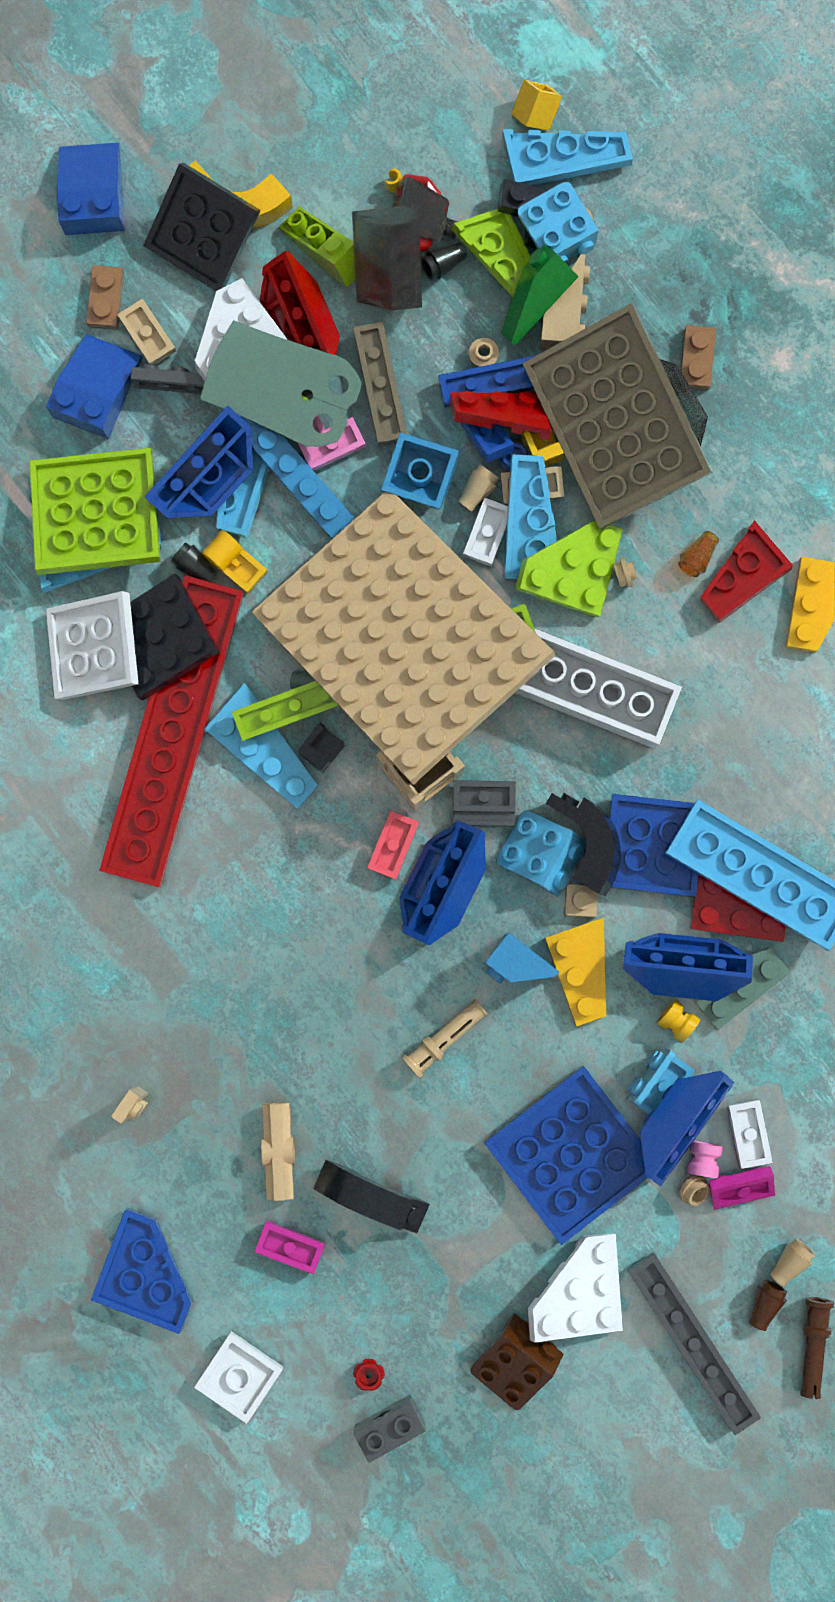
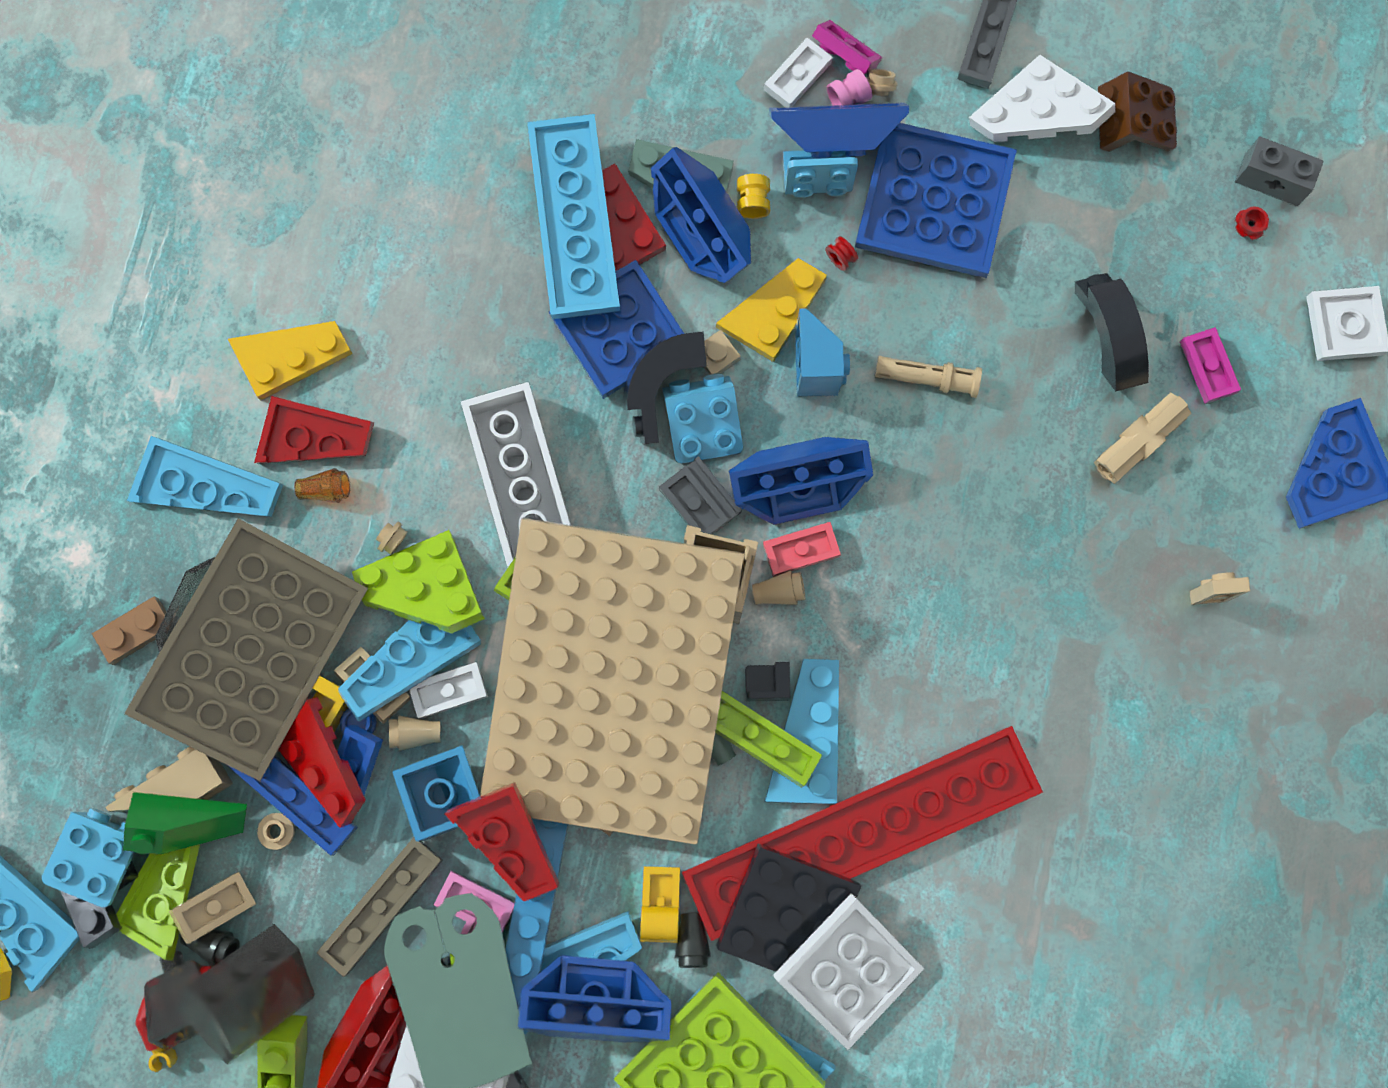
camera: 130 degrees left, 5 degrees down
(354, 491) = (507, 837): none -> red wing
(376, 808) = (781, 589): none -> tan cone
(464, 276) = (212, 907): none -> tan plate
(584, 1050) = (841, 253): none -> red bush
(775, 469) = (192, 480): none -> medium azure wing

